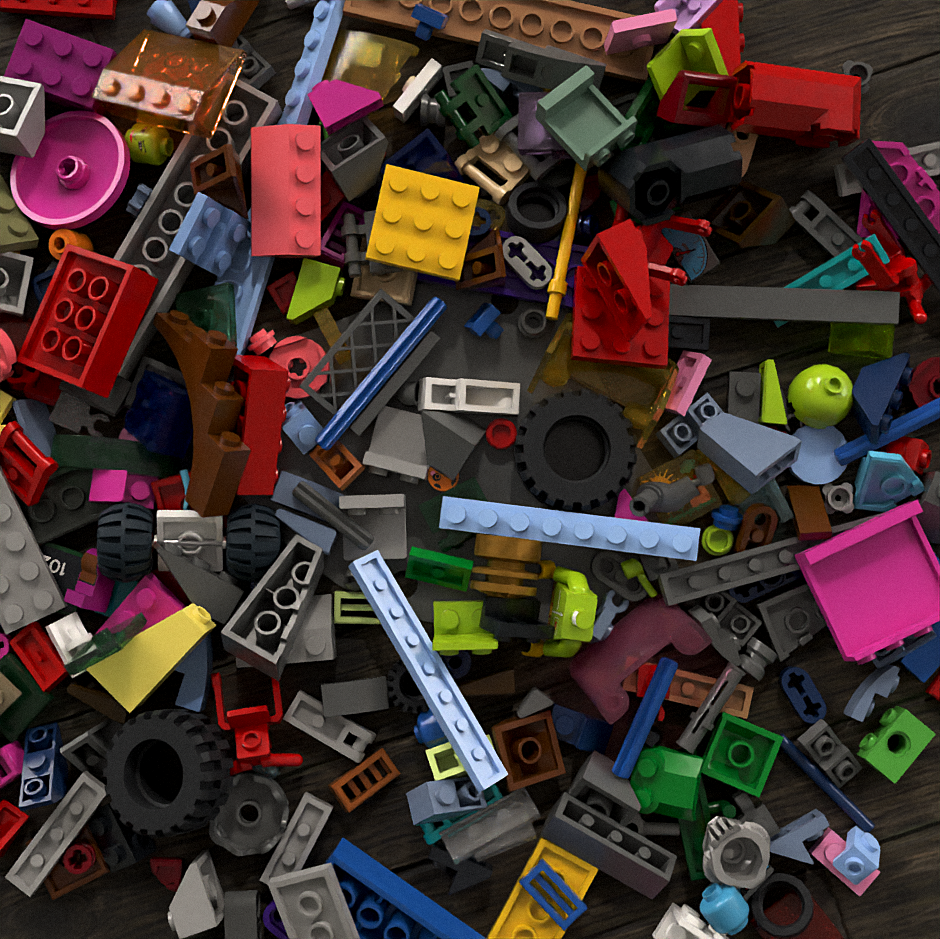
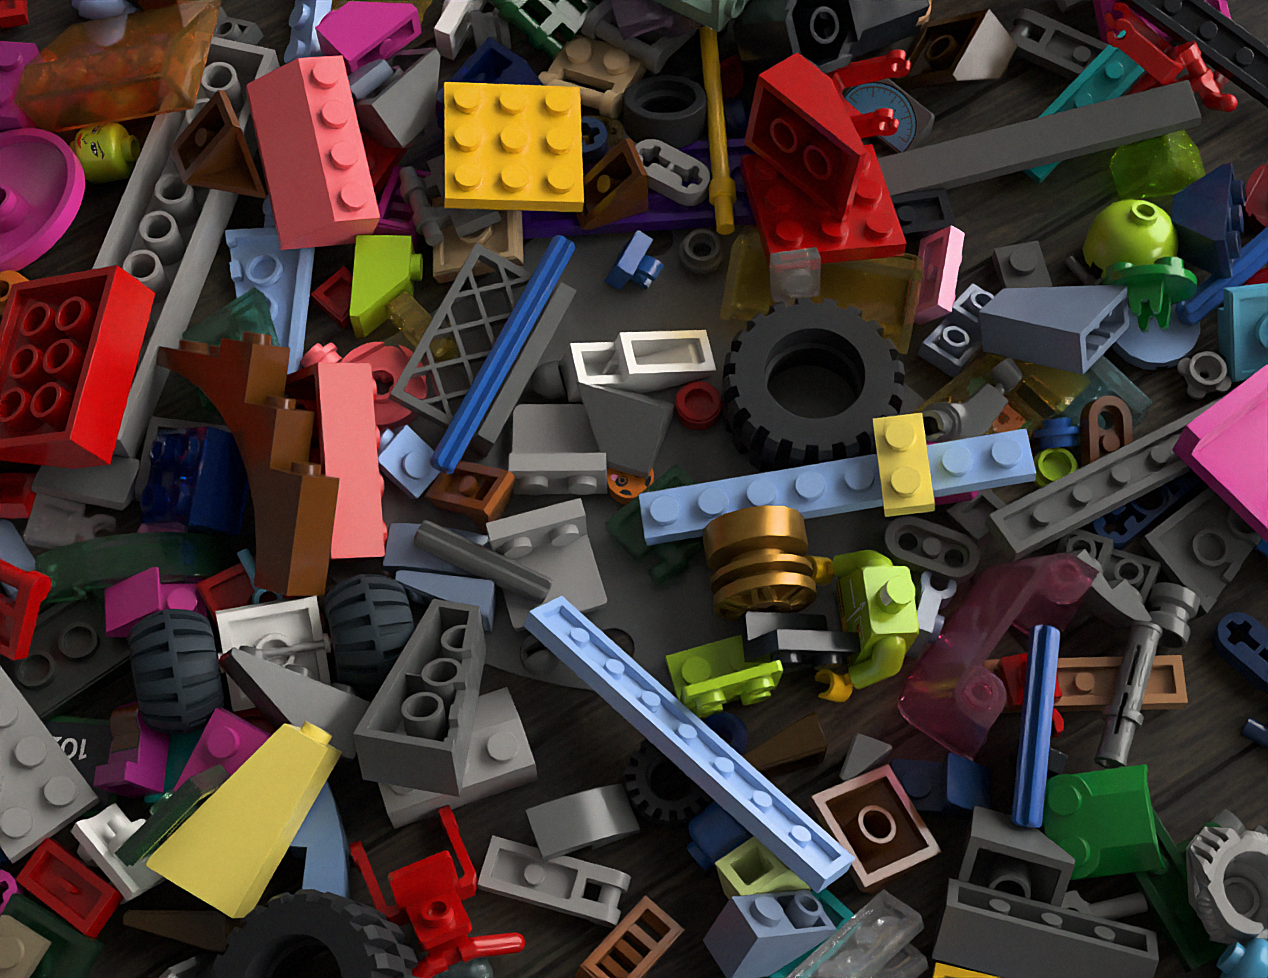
camera: 15 degrees left, 20 degrees down
(138, 200) = (102, 218): sand blue plate -> none
(210, 235) = (217, 229): medium blue plate -> none
(334, 142) = (368, 78): none -> sand blue tile
(352, 607) = (556, 713): yellowish green tile -> none
(439, 569) = (660, 604): green plate -> none
(585, 371) = (795, 275): none -> clear plate
(613, 533) = (903, 464): none -> light yellow plate
(632, 569) = (950, 526): lime hand -> none
(740, 753) = (1198, 753): green slope -> none
(771, 402) = (1060, 256): lime slope -> none
(809, 512) = (1173, 394): reddish brown tile -> none
(816, 447) = (1153, 288): none -> green plate

